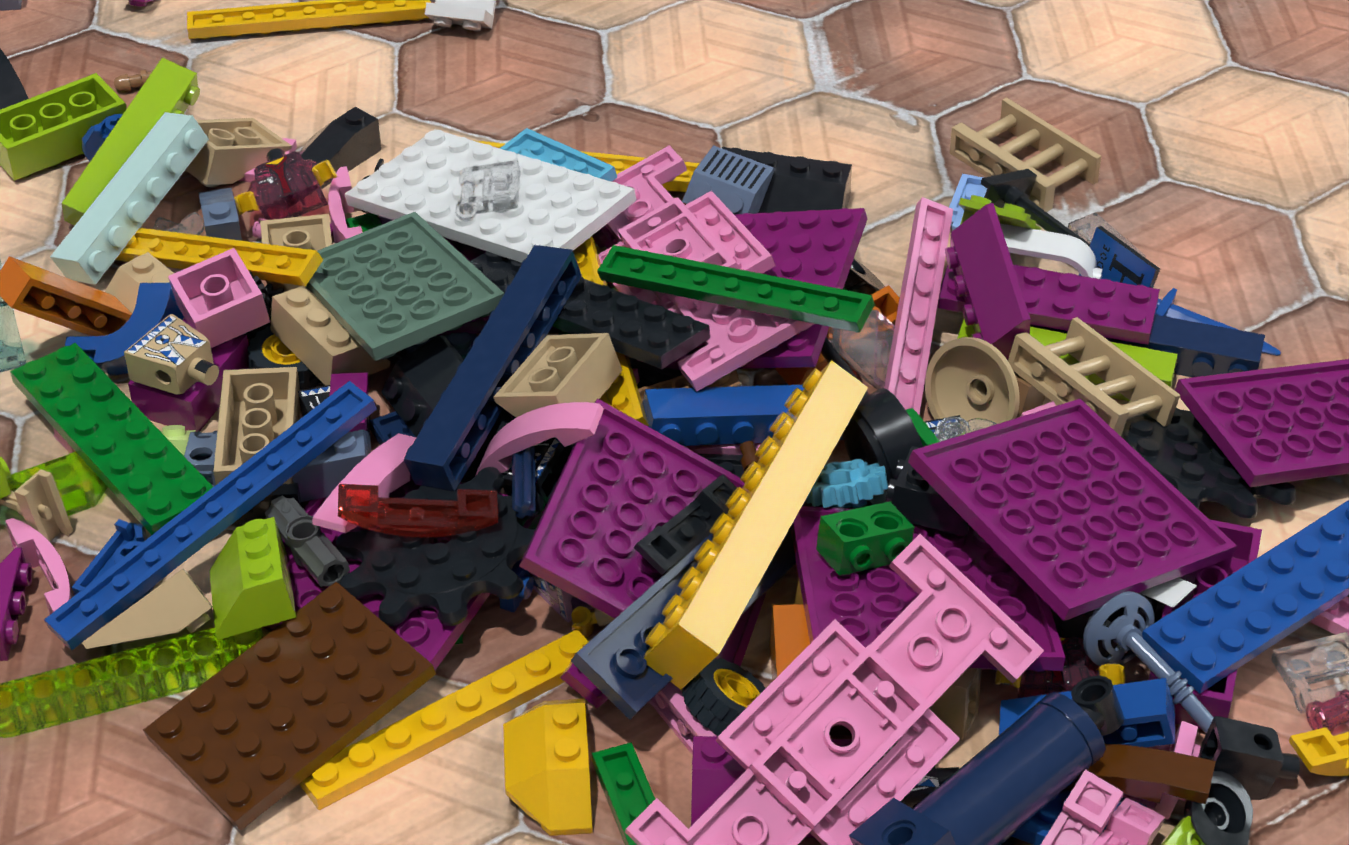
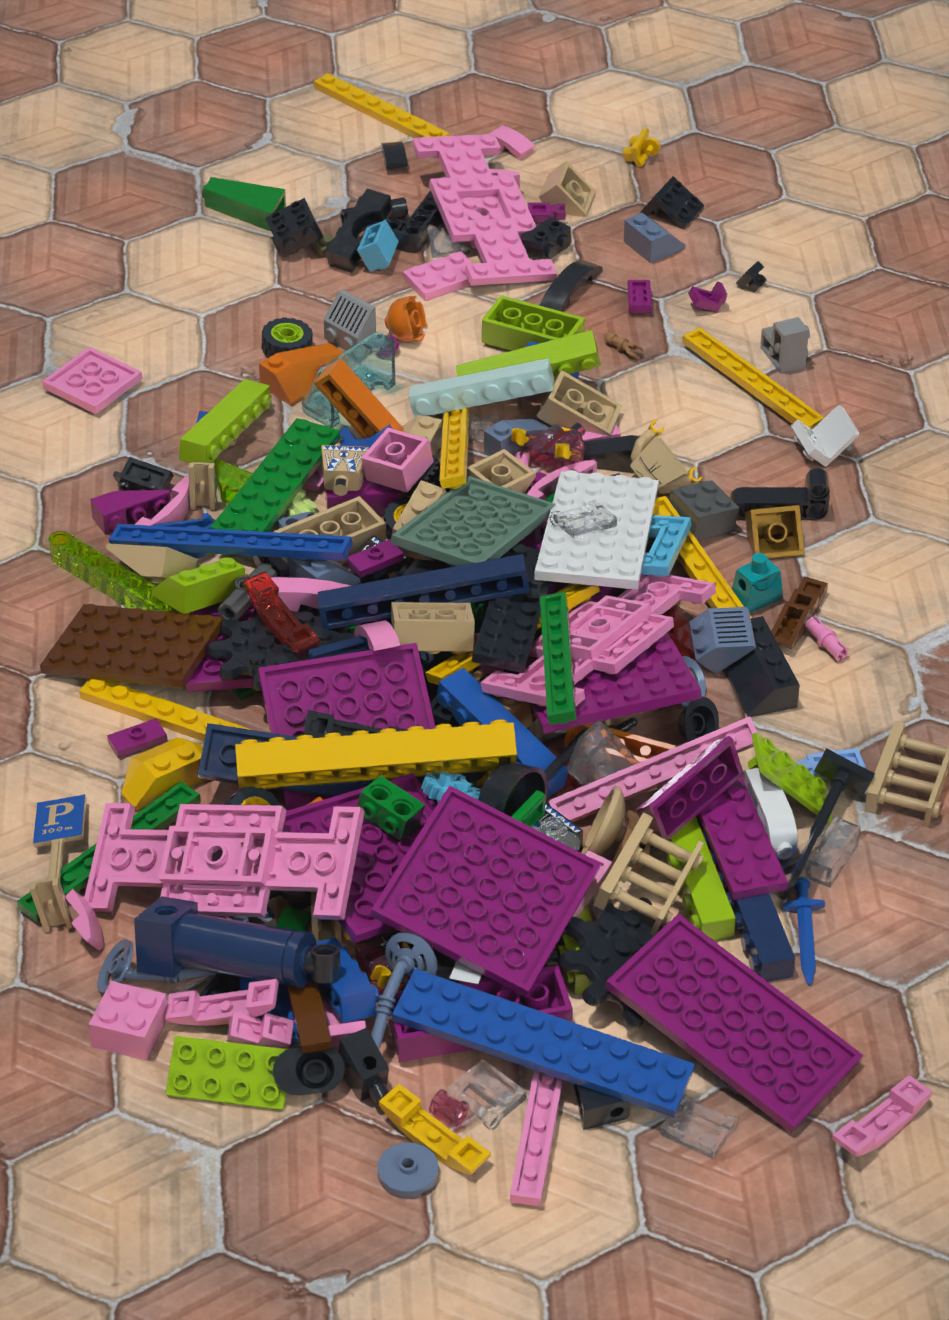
camera: 60 degrees right, 0 degrees up
(78, 34) = (639, 296): none -> magenta plate
(393, 118) = (655, 460): none -> tan torso
(457, 774) = (137, 738): none -> magenta plate
(497, 116) = (709, 509): none -> dark grey brick
(537, 67) = (812, 498): none -> black beam
(575, 94) = (775, 531): none -> pearl gold slope
(655, 124) = (758, 583): none -> teal torso
(707, 126) = (797, 611): none -> reddish brown slope
(771, 129) = (826, 638): none -> bright pink pin

